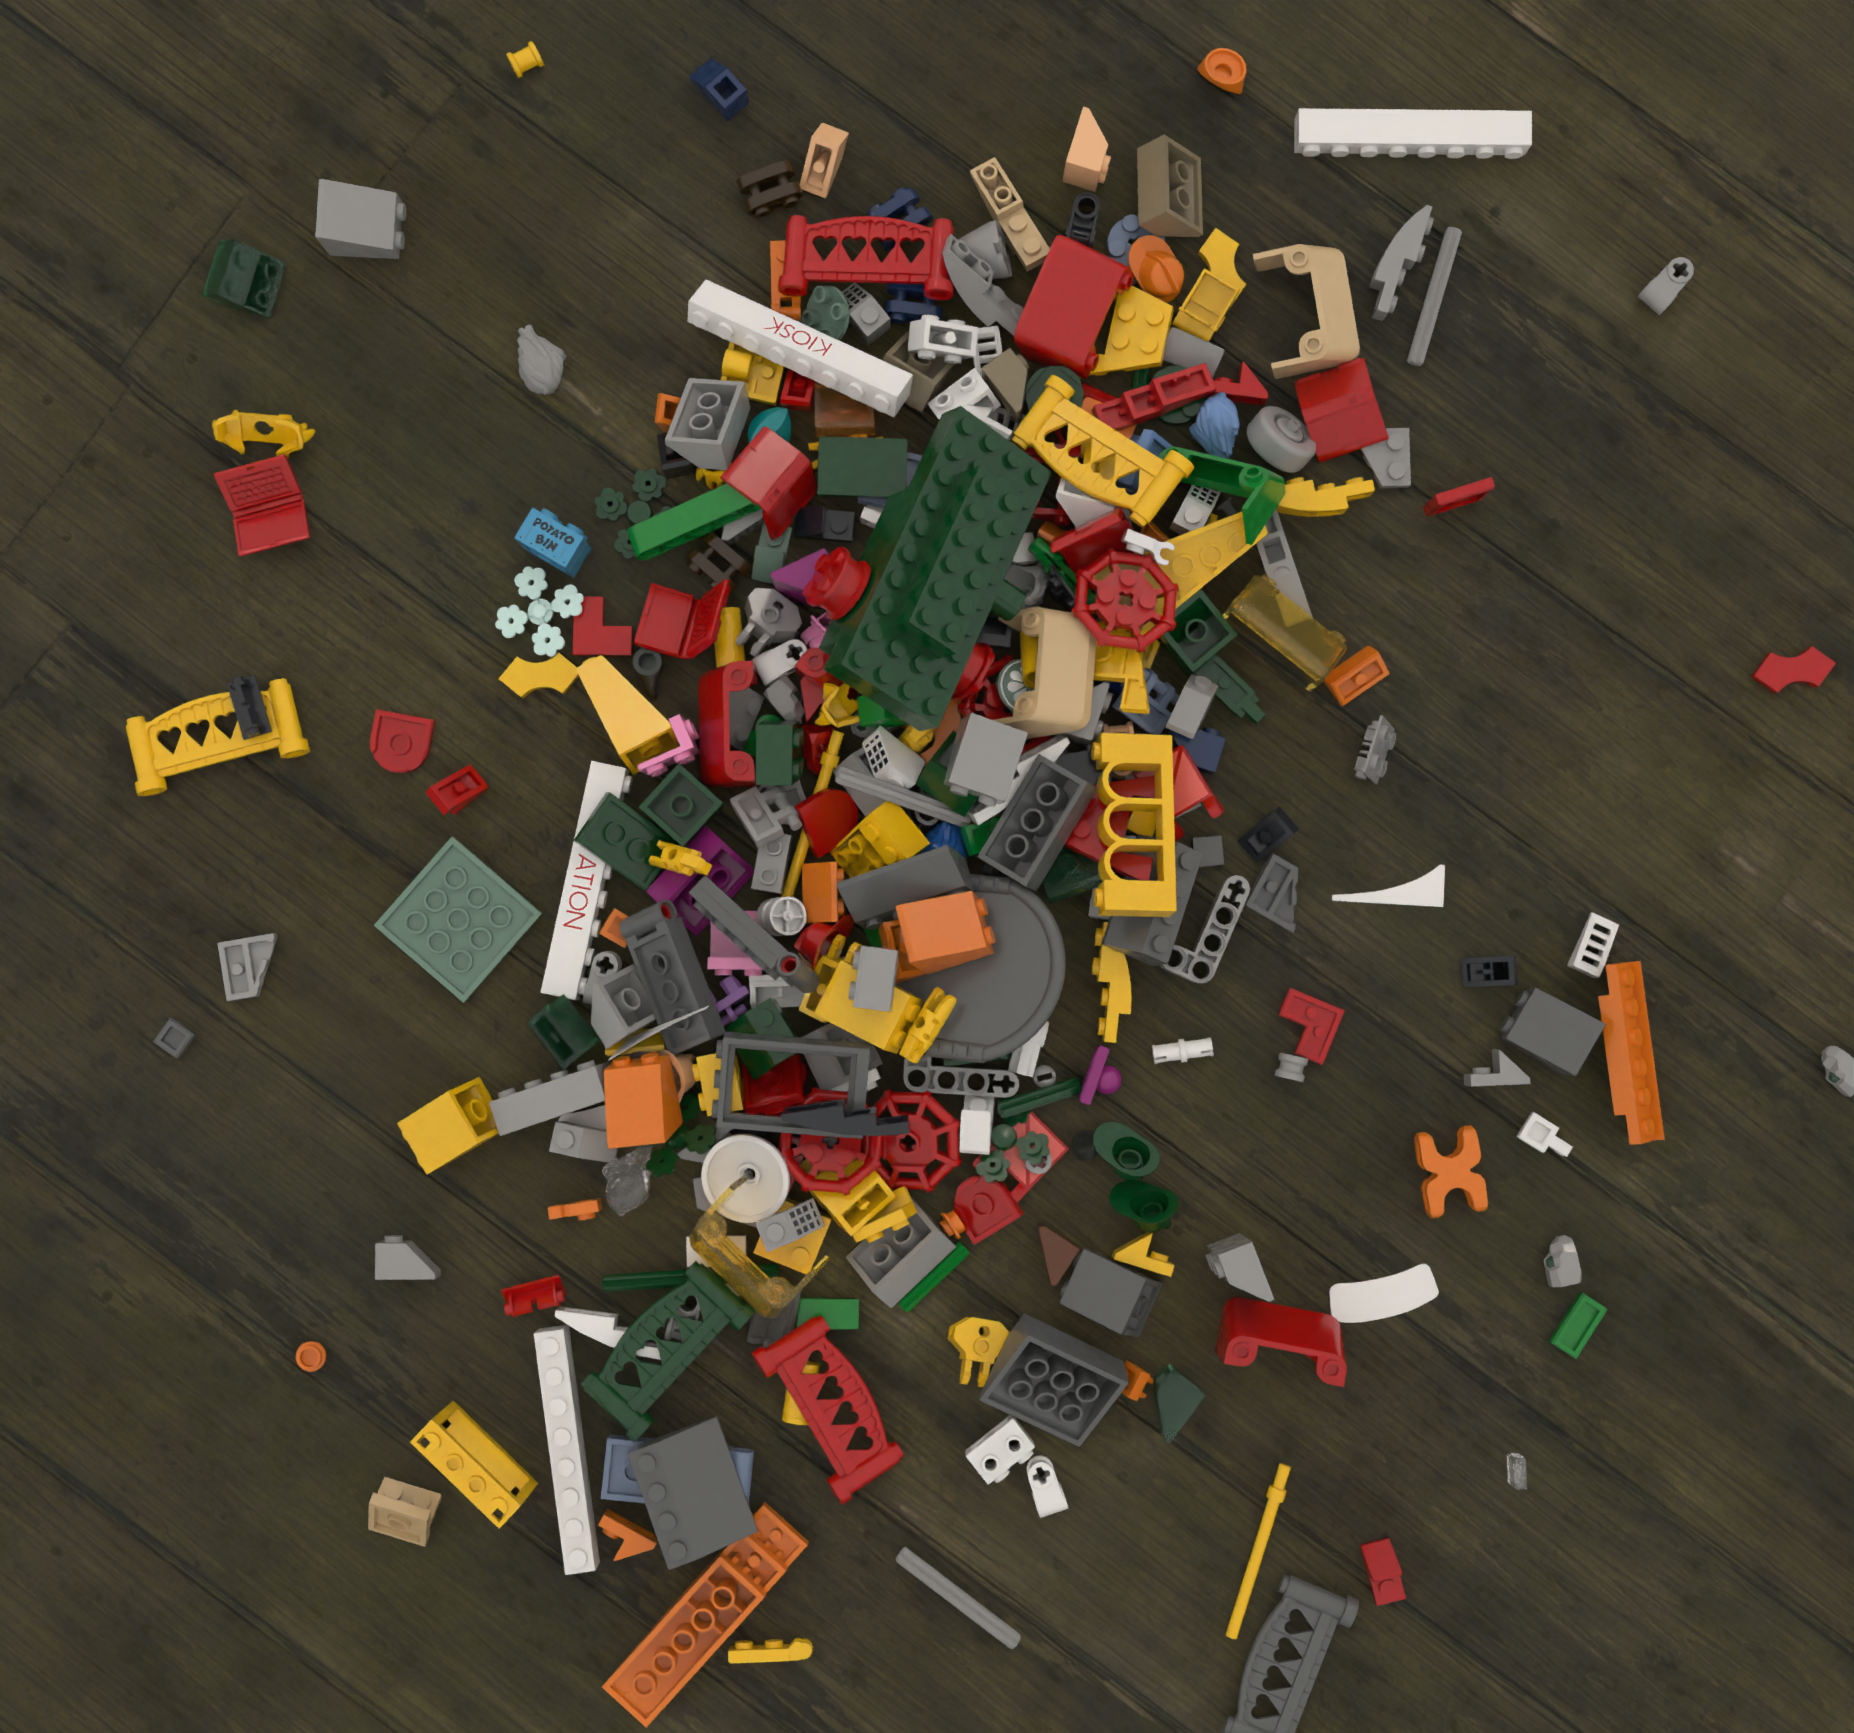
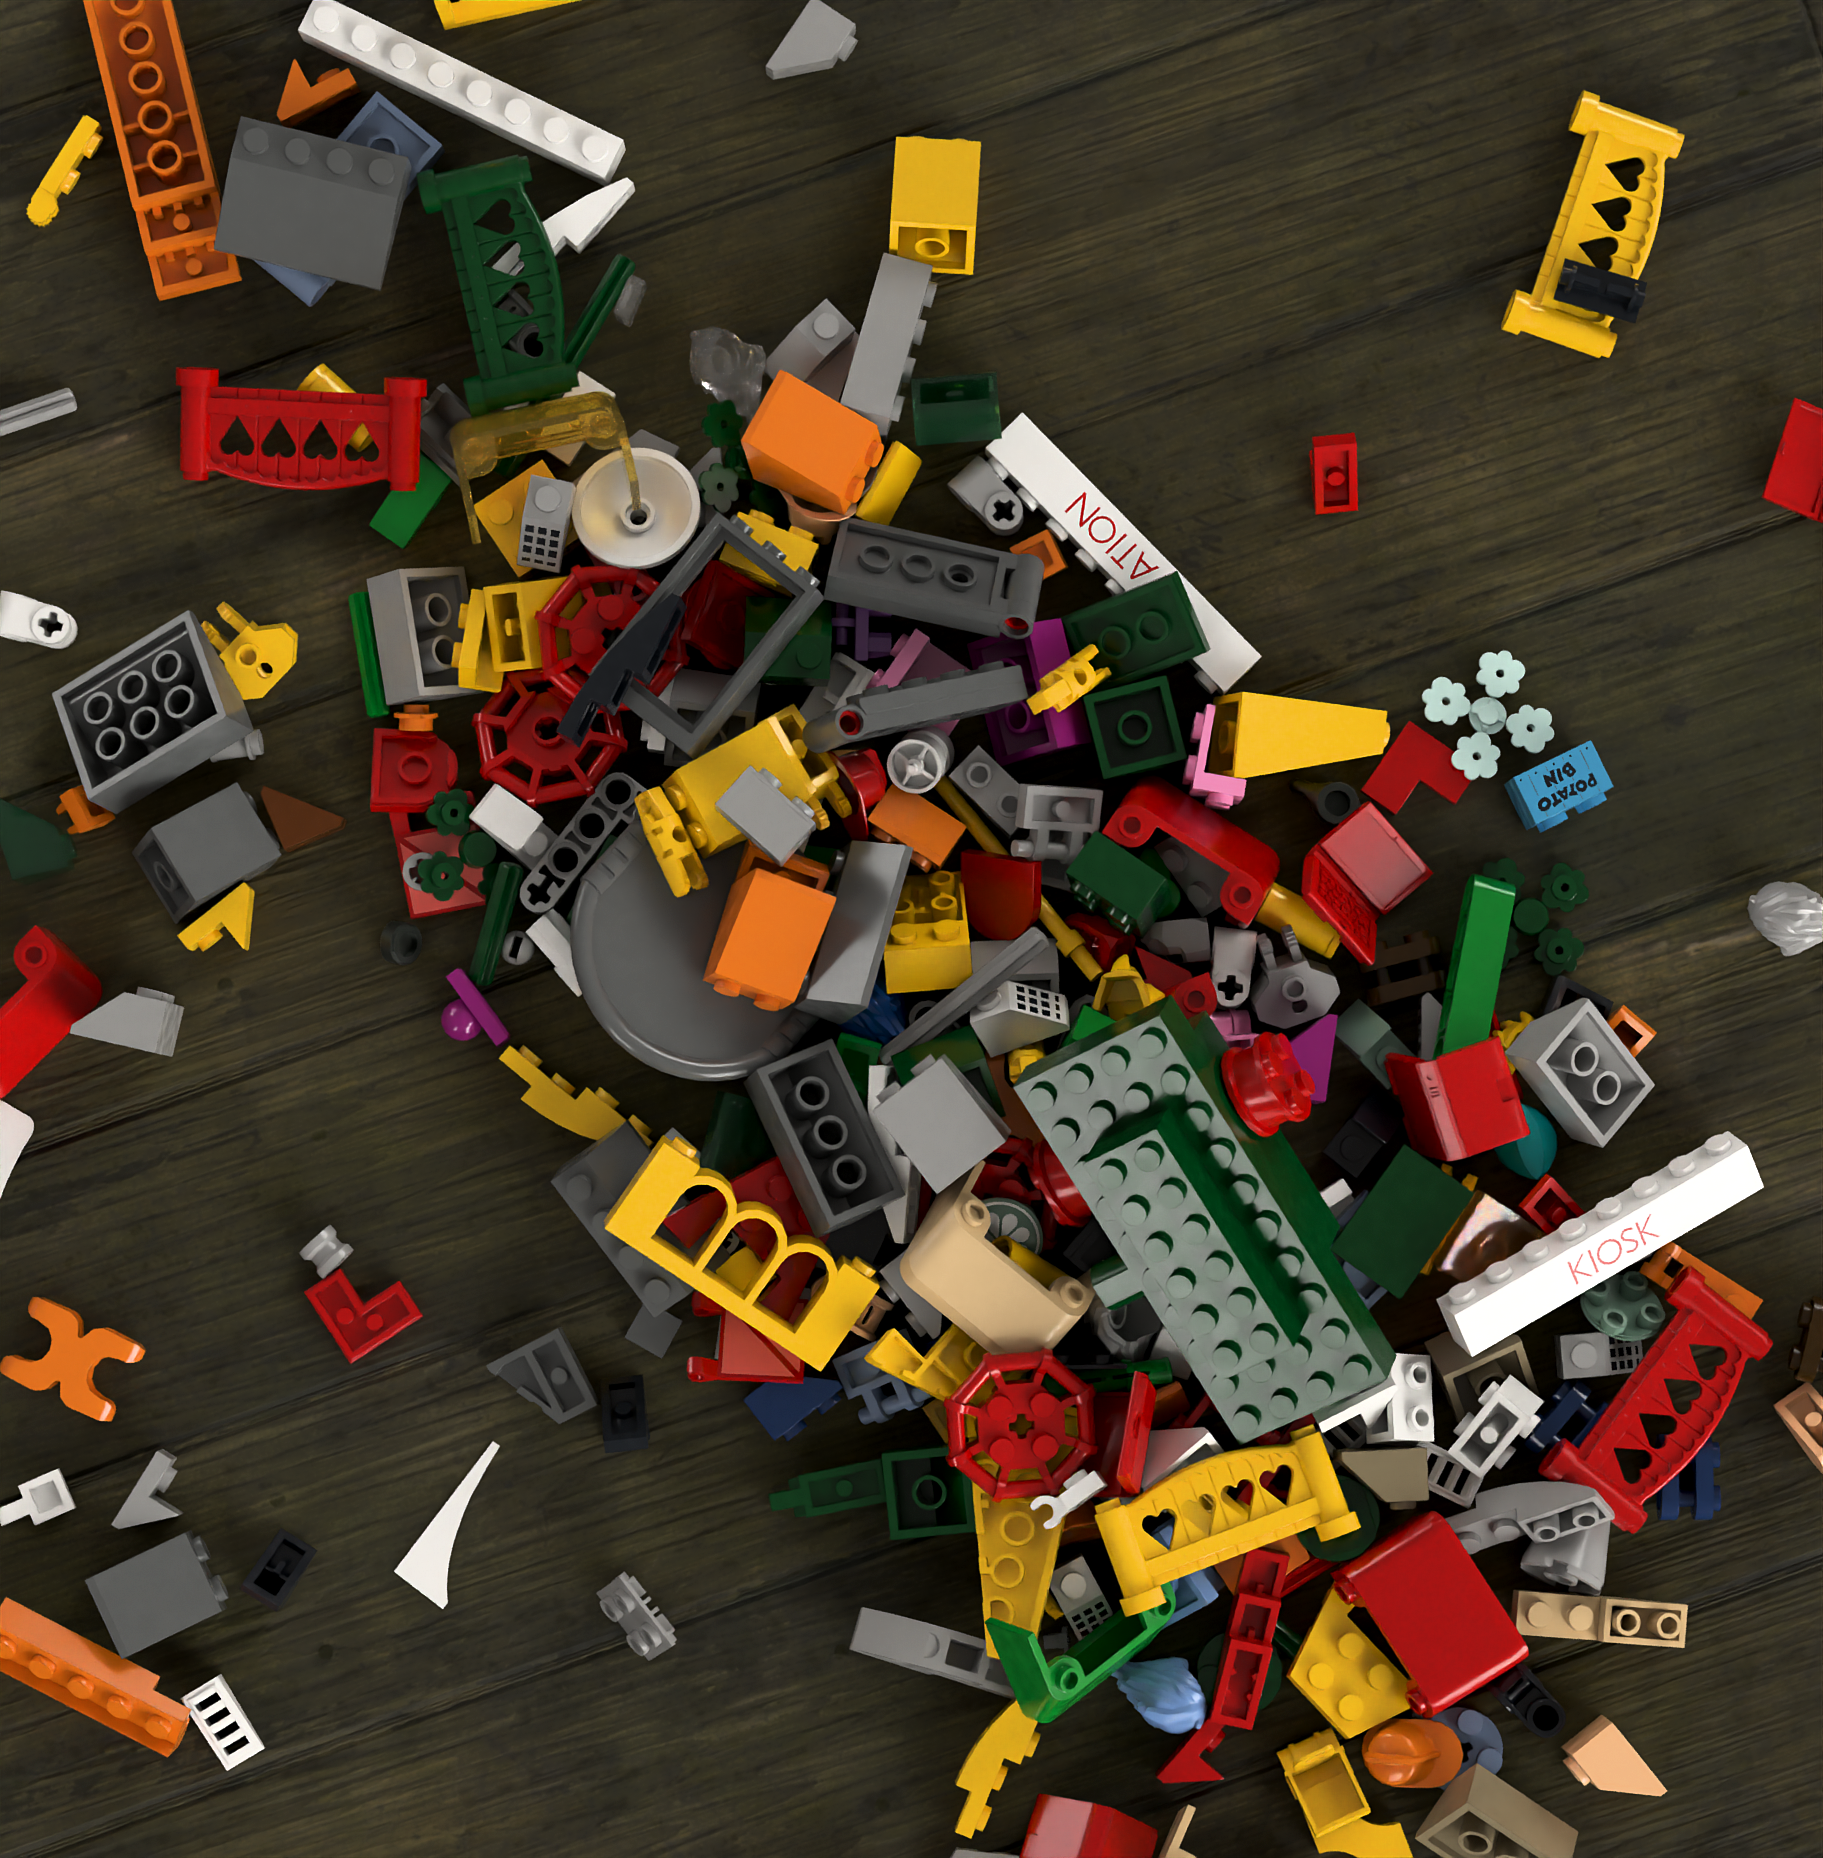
camera: 125 degrees right, 0 degrees up
(245, 965) = (1292, 85): light grey wing -> none
(400, 740) = (1442, 445): red tile -> none
(458, 919) = (1178, 373): sand green plate -> none
(526, 676) = (1419, 646): yellow tile -> none
(544, 1292) = (663, 185): red hinge -> none
(582, 1209) = (730, 294): orange plate -> none
(620, 1006) = (941, 495): light grey slope -> none
(626, 1265) = (630, 300): none -> clear tile
(639, 1037) = (889, 489): white sticker -> none
(760, 374) = (1605, 1172): yellow plate -> none
(996, 1446) = (117, 596): white brick -> none
(1033, 1310) = (246, 747): none -> light grey pin
(1125, 1151) = (362, 983): dark green piece -> none
(1145, 1204) = (284, 963): dark green piece -> none
(1182, 1050) = (435, 1134): white pin -> none
(1189, 351) = (1278, 1726): light grey slope -> none
(1192, 706) = (840, 1425): light grey slope -> none
(1212, 927) = (559, 1268): light grey beam -> none
(1281, 439) = (1096, 1761): light grey wheel -> none
(1288, 628) = (856, 1603): clear yellow windscreen -> none
(1356, 675) = (746, 1658): orange slope -> none

